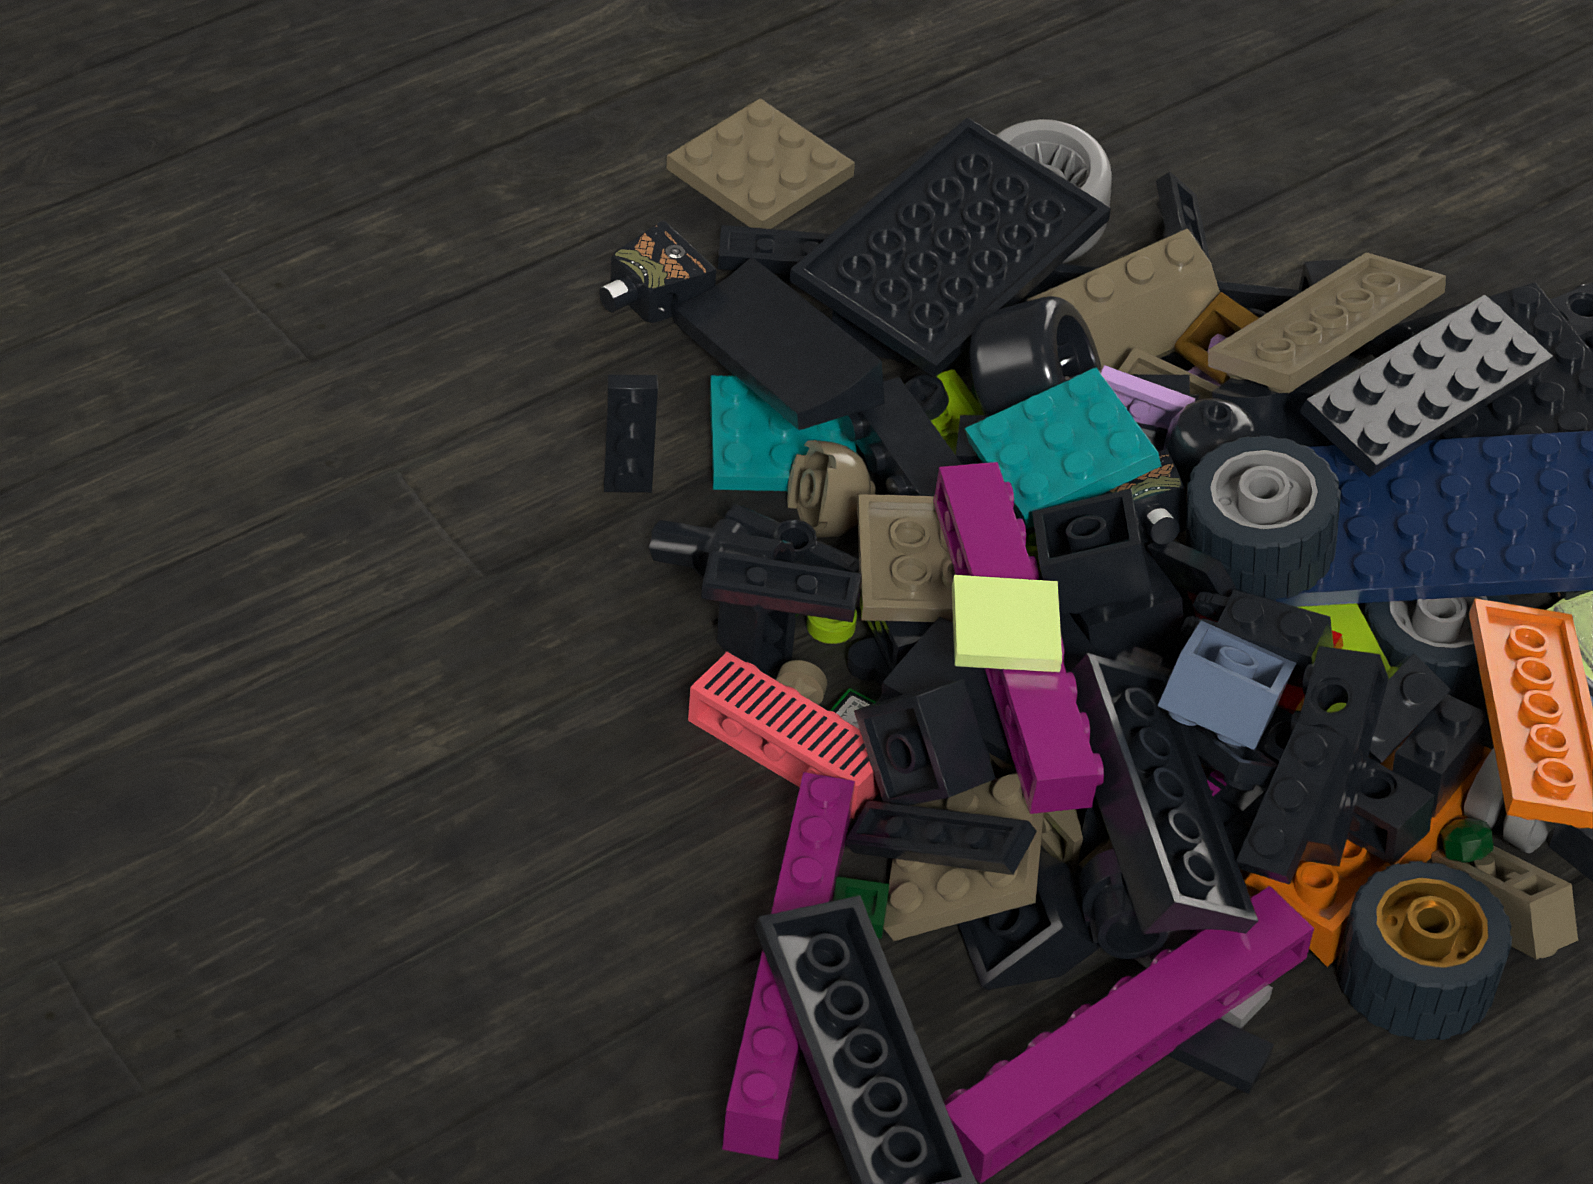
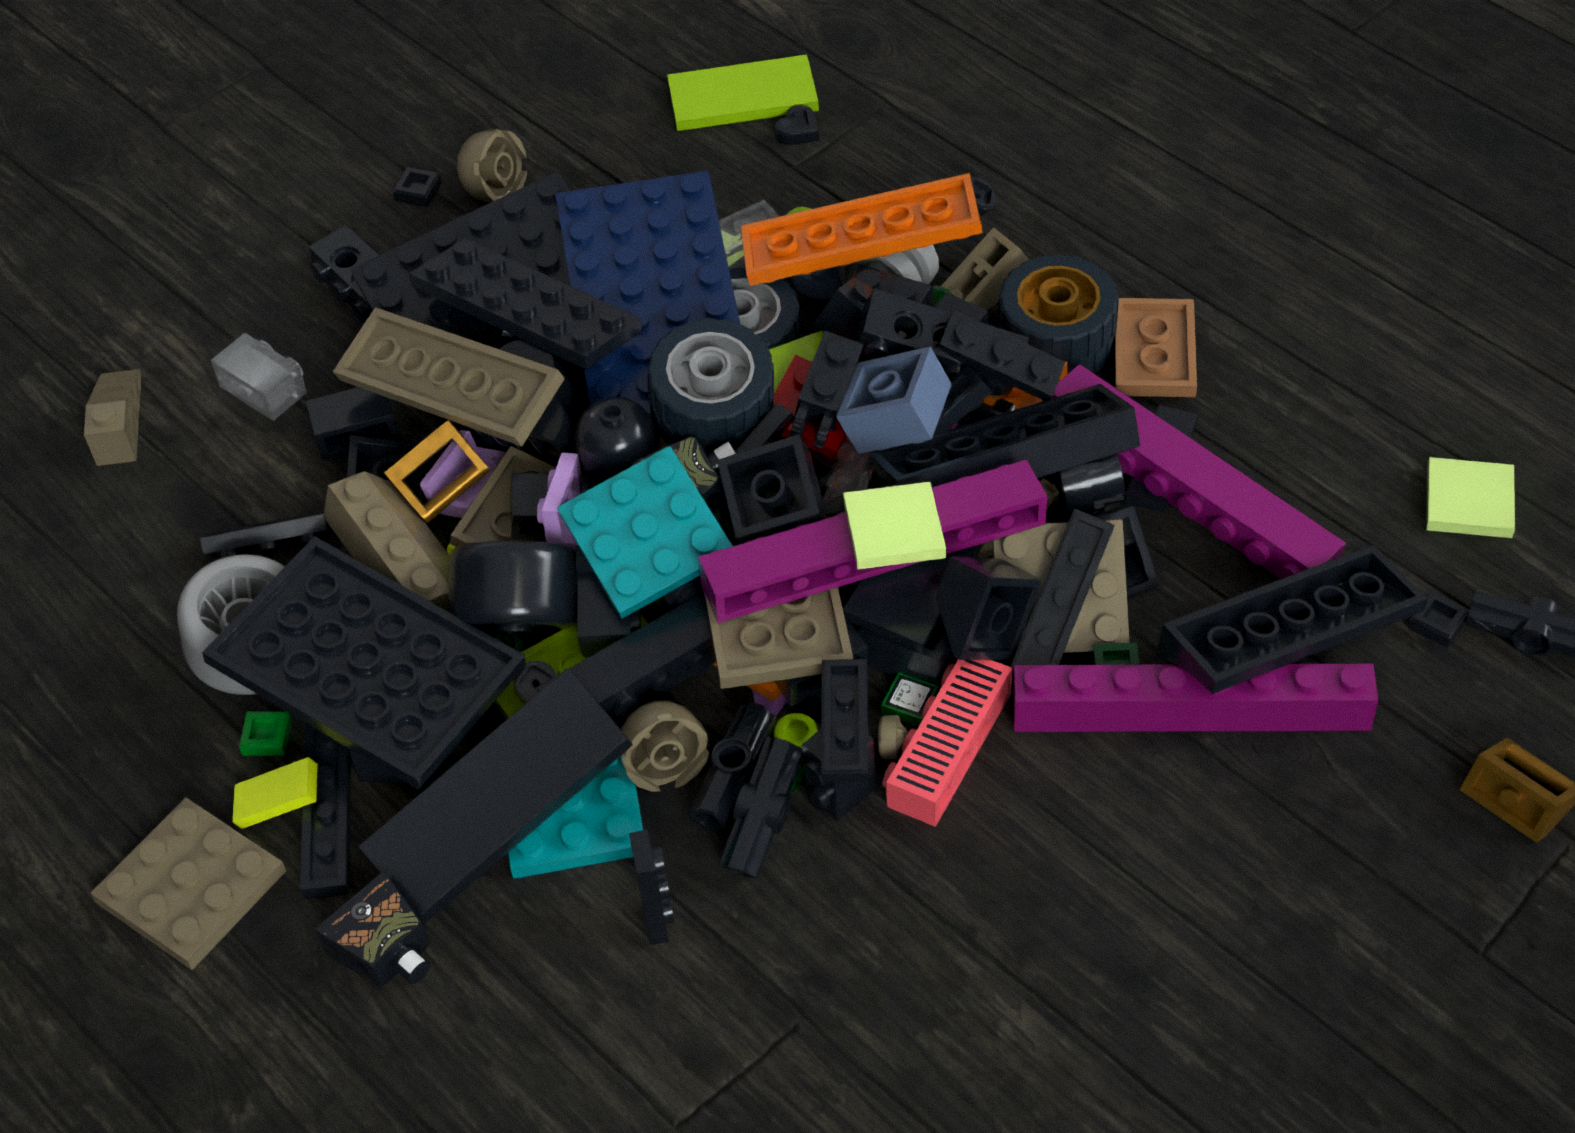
camera: 90 degrees left, 5 degrees up
(834, 211) = (275, 793): none -> neon yellow tile
(1368, 130) = (114, 417): none -> dark tan slope
(1379, 1063) = (1156, 348): none -> medium nougat plate
(1420, 234) = (259, 376): none -> clear brick

